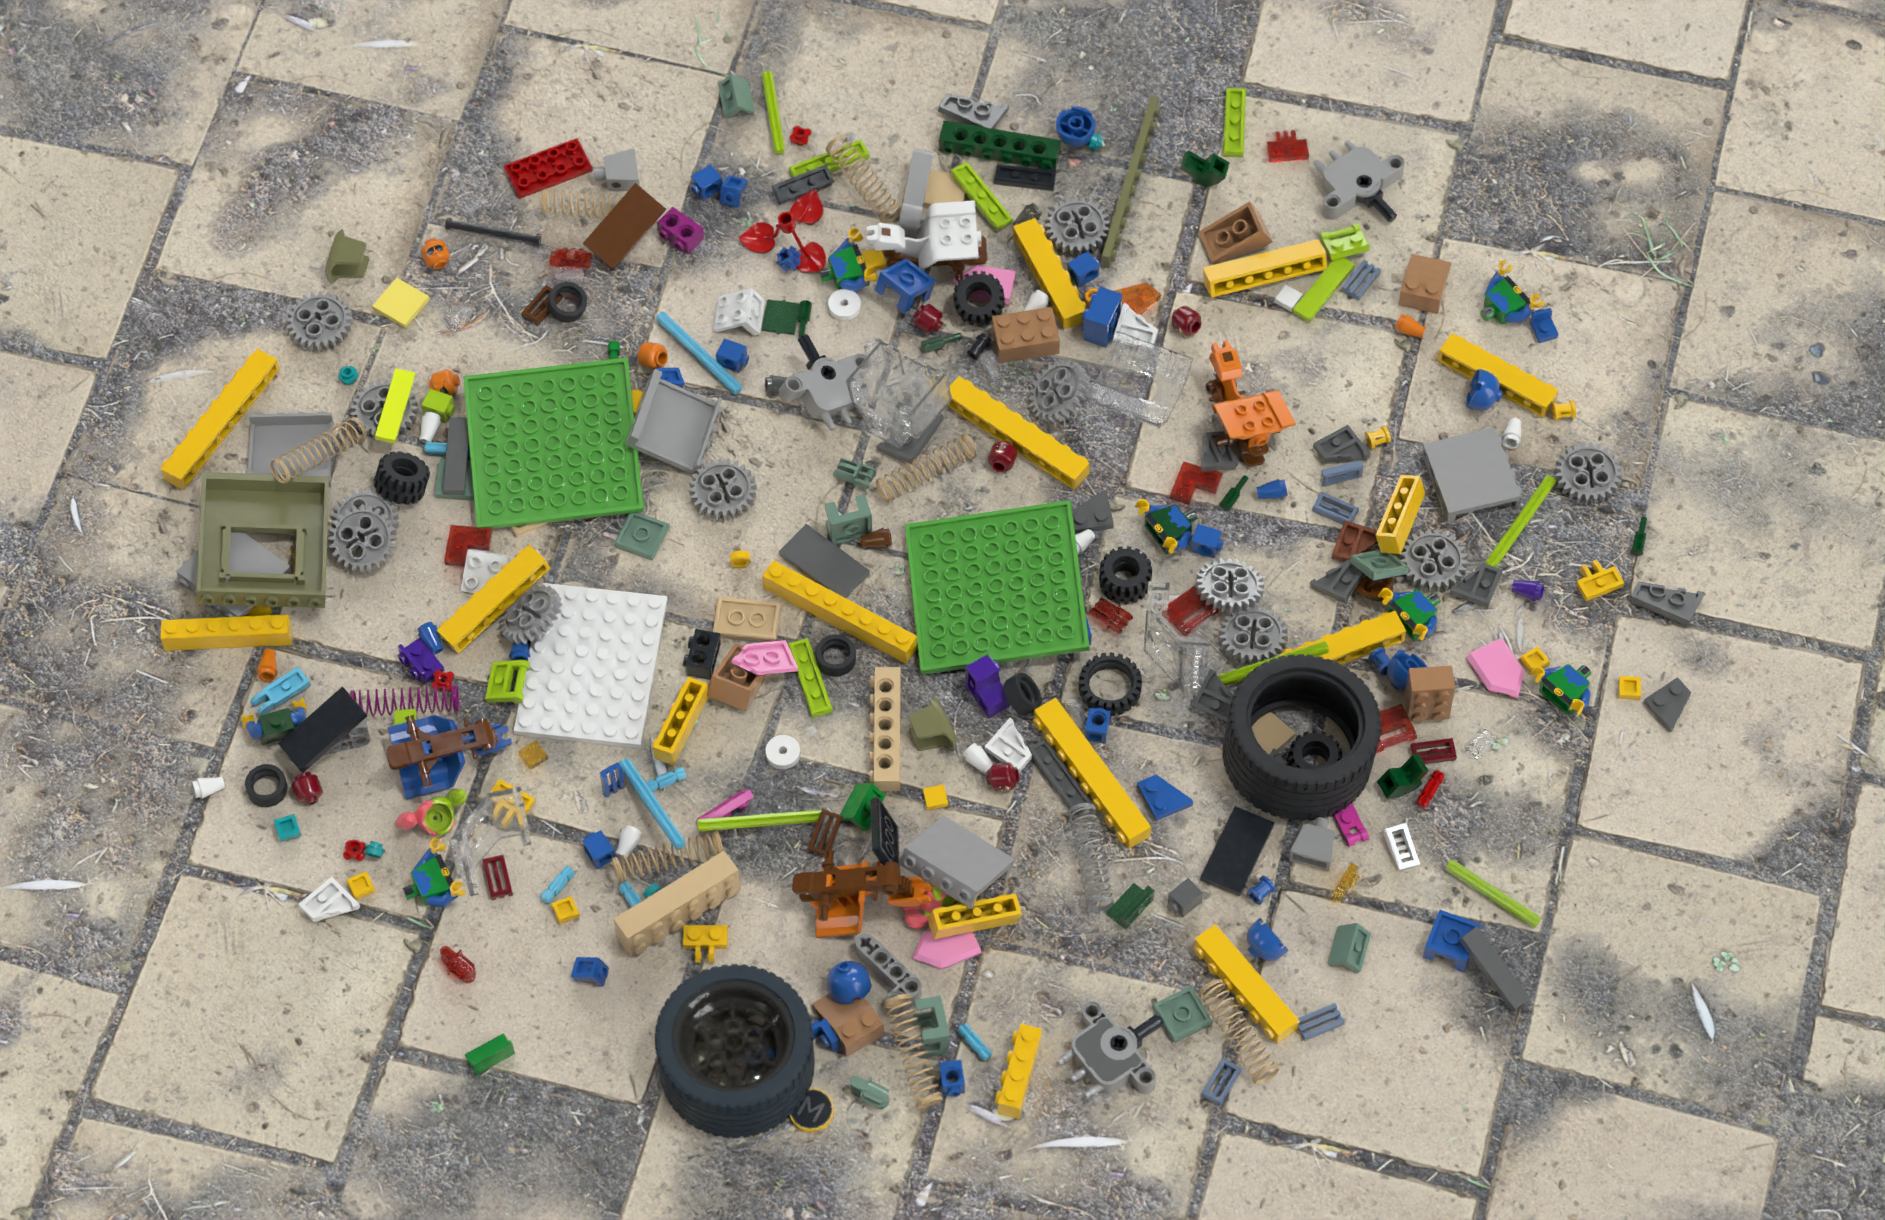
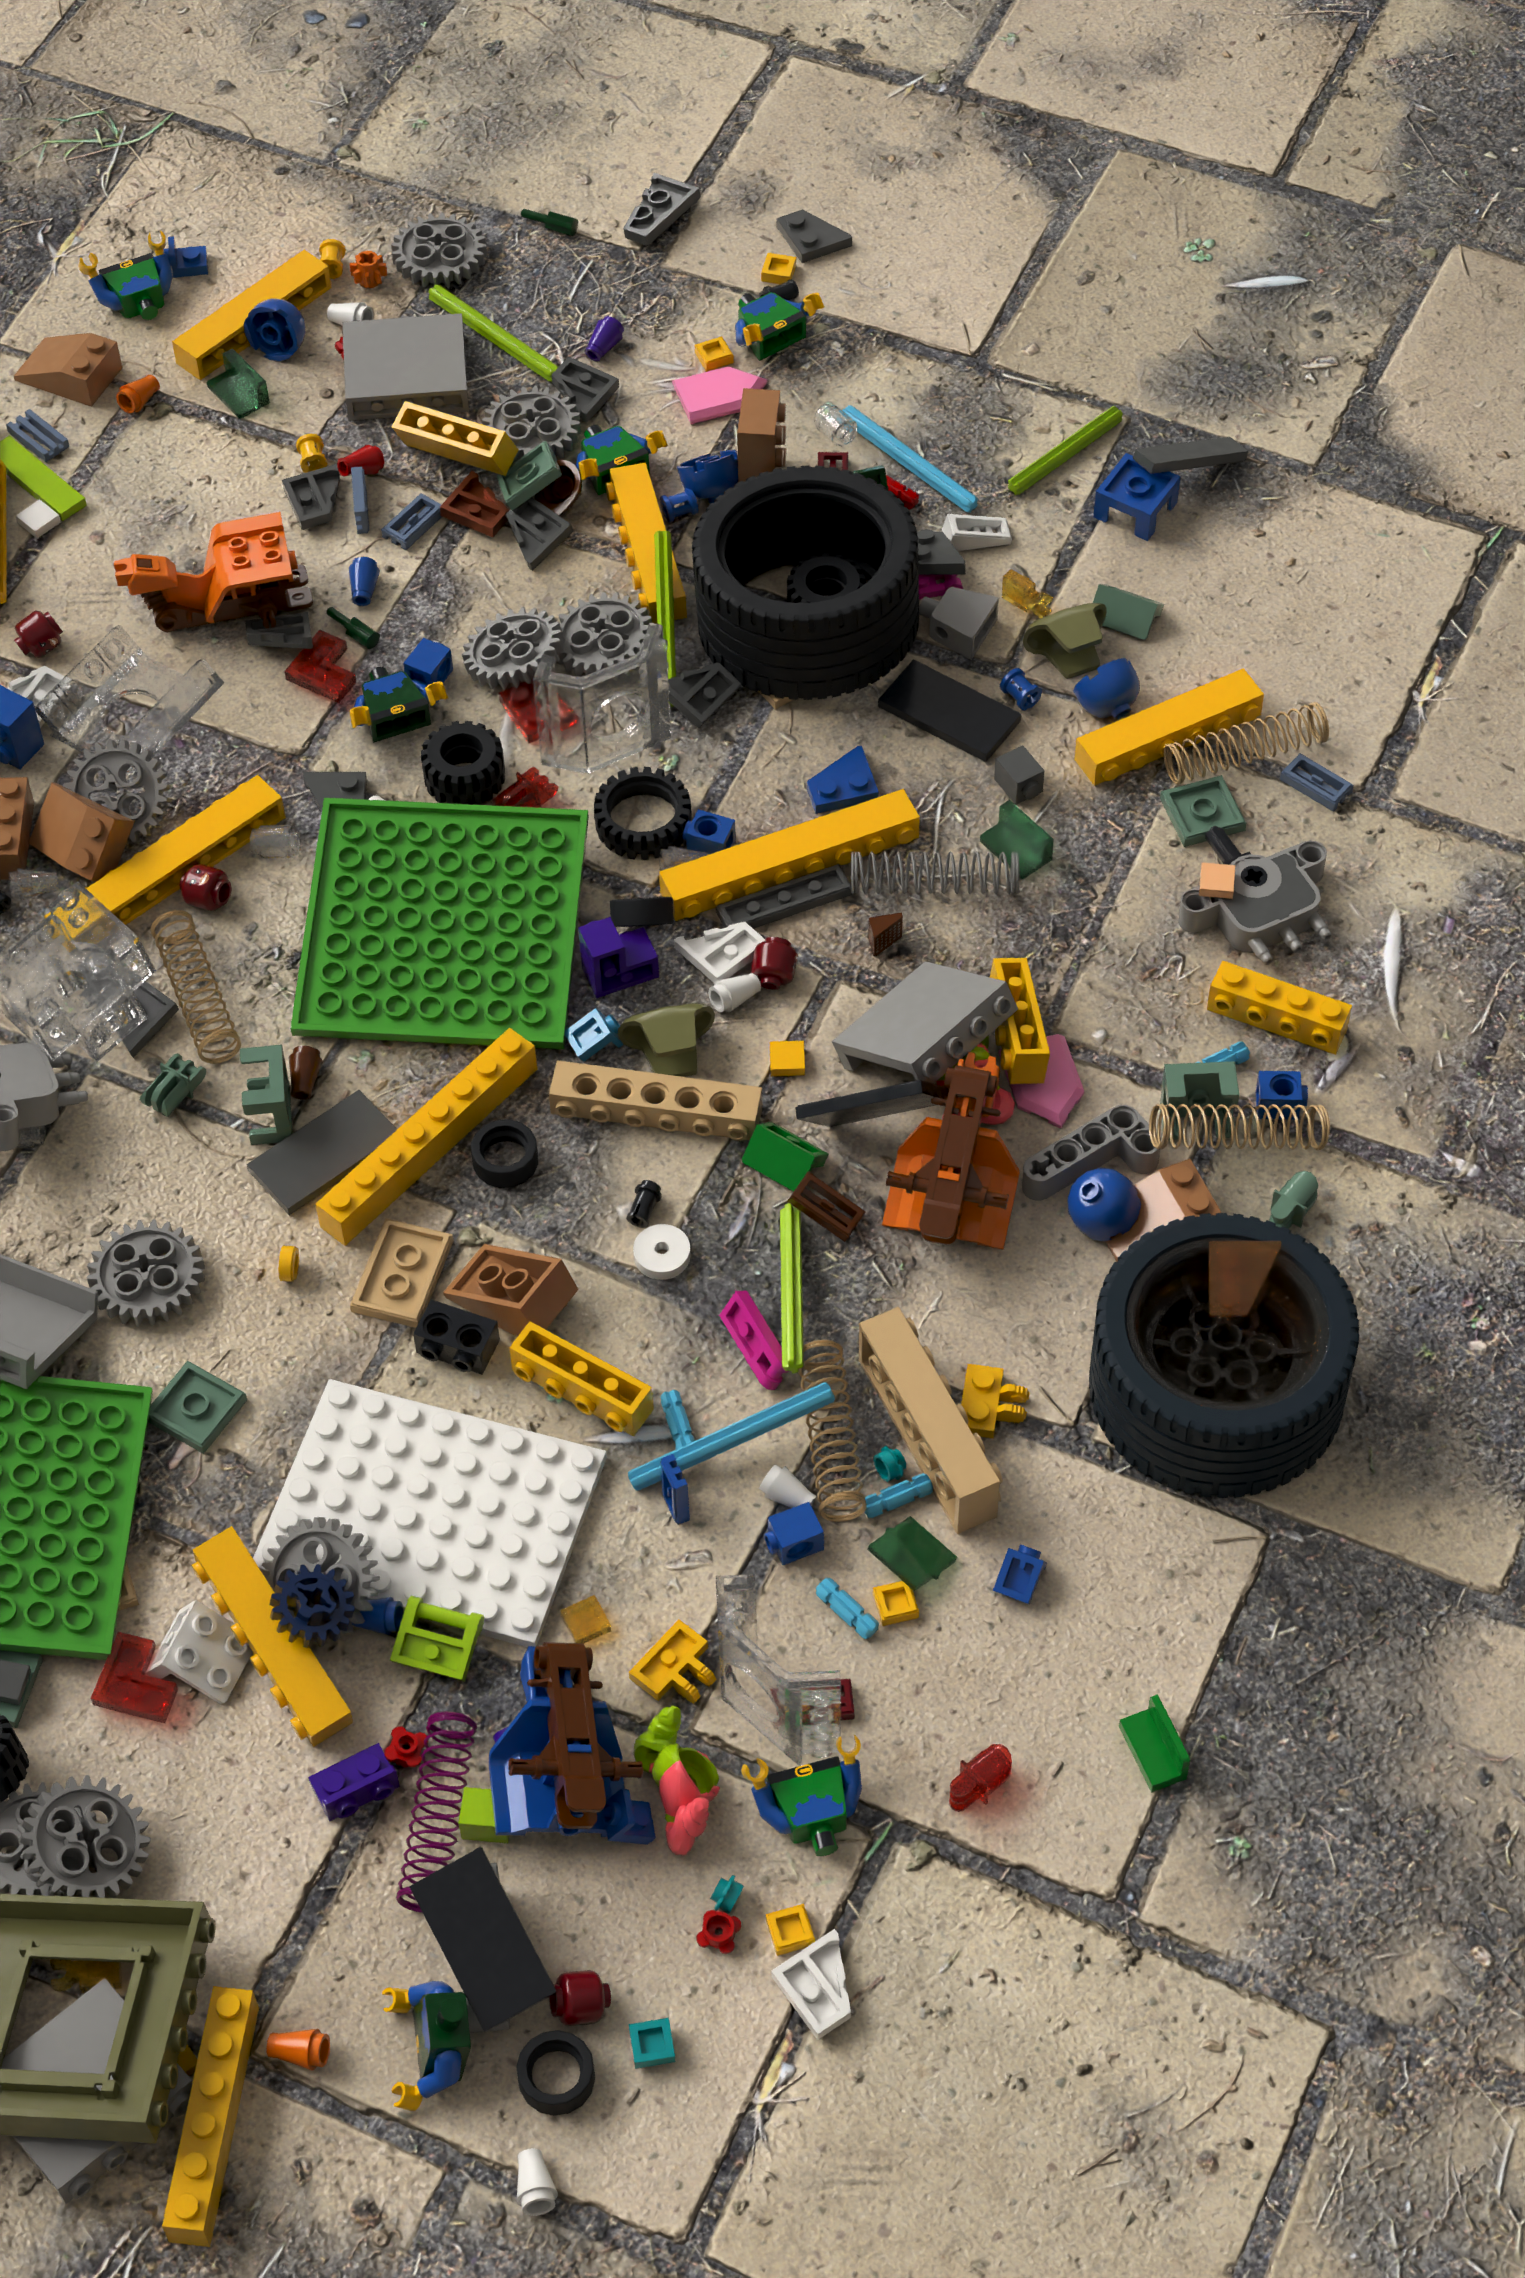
camera: 80 degrees left, 5 degrees down
(281, 691) = (358, 2026): medium azure hinge -> none
(410, 793) = (628, 1819): none -> blue bracket
(430, 637) = (312, 1757): blue cone -> none
(494, 605) = (309, 1589): none -> dark blue gear
(596, 913) = (912, 1553): none -> clear green piece
(766, 658) = (492, 1242): bright pink tile -> none
(769, 1038) = (1238, 1274): none -> clear orange wing
(810, 678) = (533, 1198): lime tile -> none
(812, 735) = (646, 1197): none -> black pin
(931, 685) = (593, 1034): none -> dark azure bracket
(1024, 381) = (80, 833): none -> medium nougat slope
(1038, 834) = (884, 931): none -> reddish brown slope
(1047, 486) = (275, 841): none -> clear brick
(1106, 1019) = (1217, 880): none -> light nougat tile
(1310, 914) = (1068, 638): none -> olive piece
(1316, 1014) = (1230, 642): sand blue tile -> none
(1368, 819) = (938, 555): none -> dark grey wing
(1374, 466) = (367, 457): none -> red cone
(1431, 383) = (239, 386): none -> clear green panel
(1461, 795) = (912, 461): none -> medium azure axle
(1558, 434) = (368, 269): none -> orange gear
(1599, 583) = (607, 268): yellow hinge -> none
(1601, 690) = (785, 290): none -> black pin

